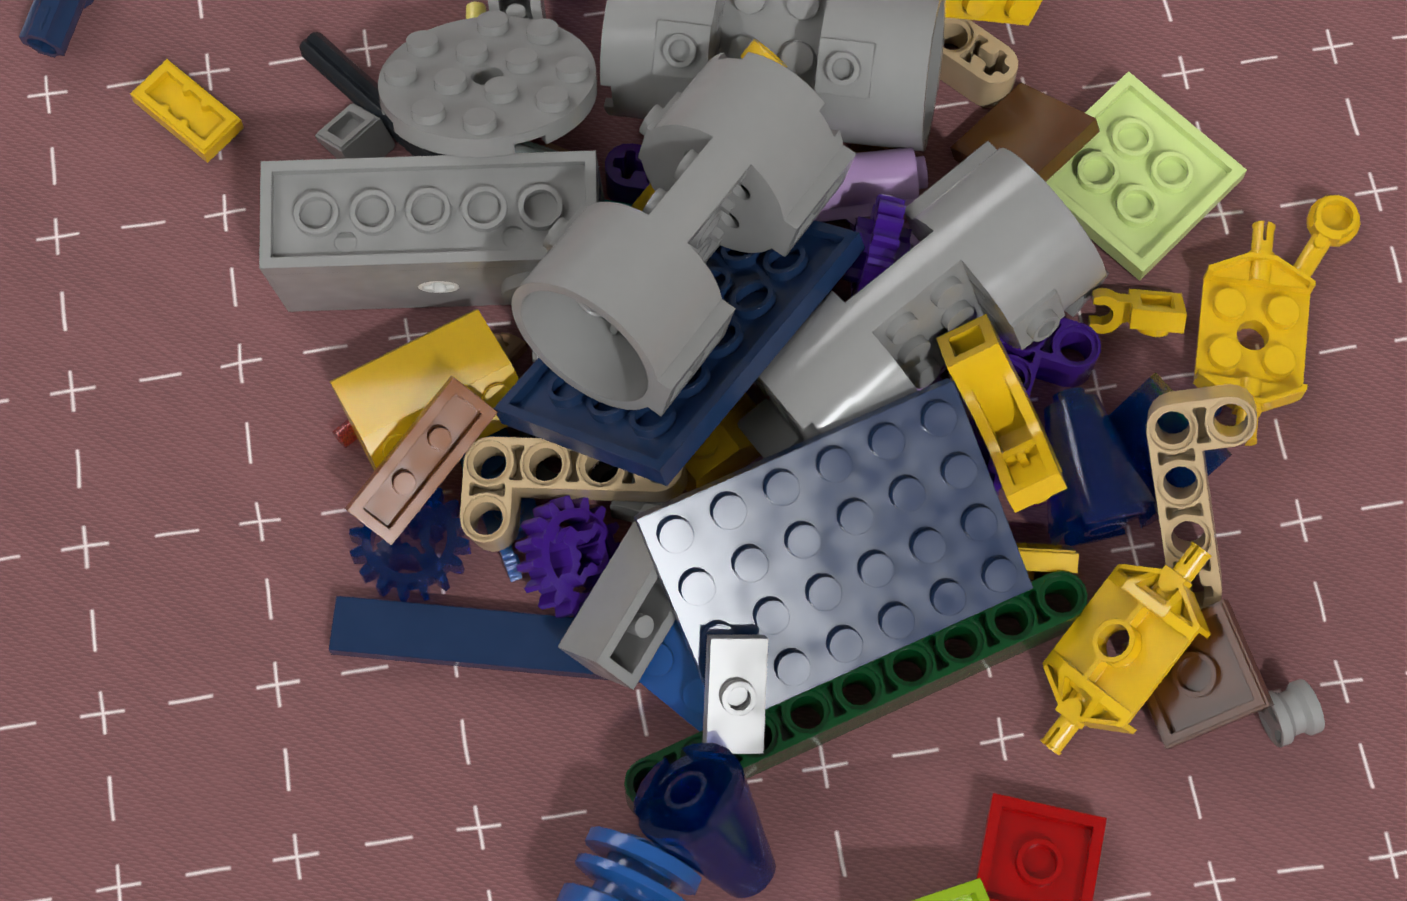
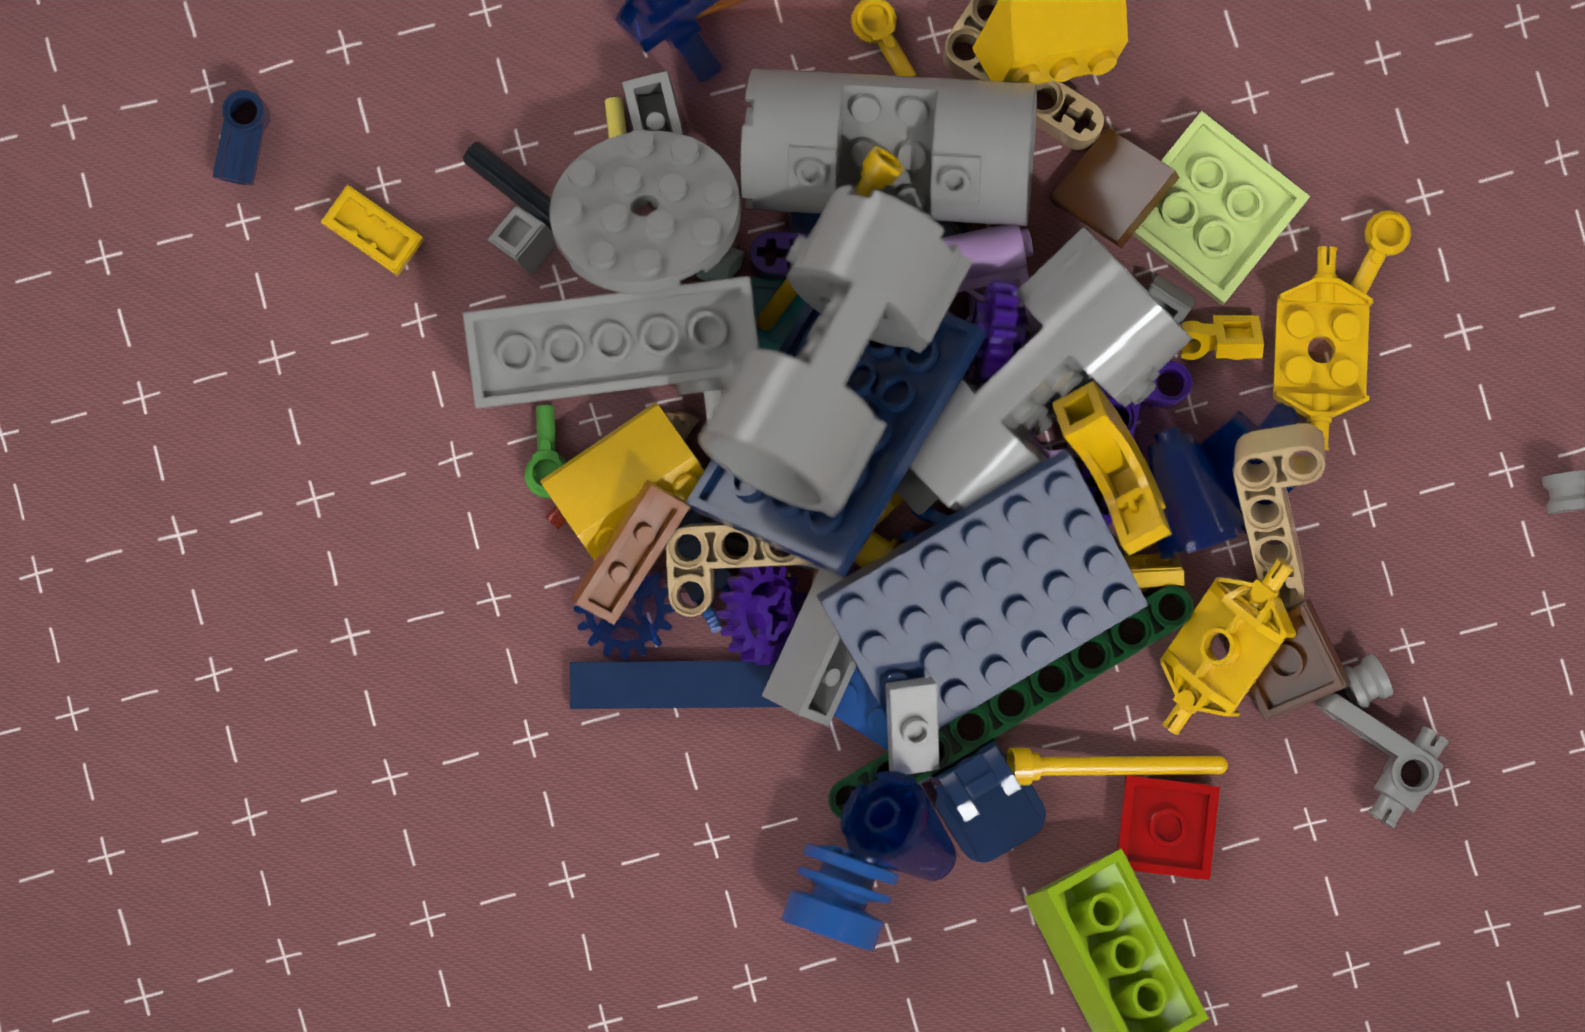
camera: 10 degrees left, 15 degrees up
(343, 361) = (546, 459): none -> bright green plate
(819, 808) = (987, 804): none -> dark blue piece
(871, 766) = (1029, 766): none -> yellow piece
(1320, 847) = (1394, 793): none -> light grey piece

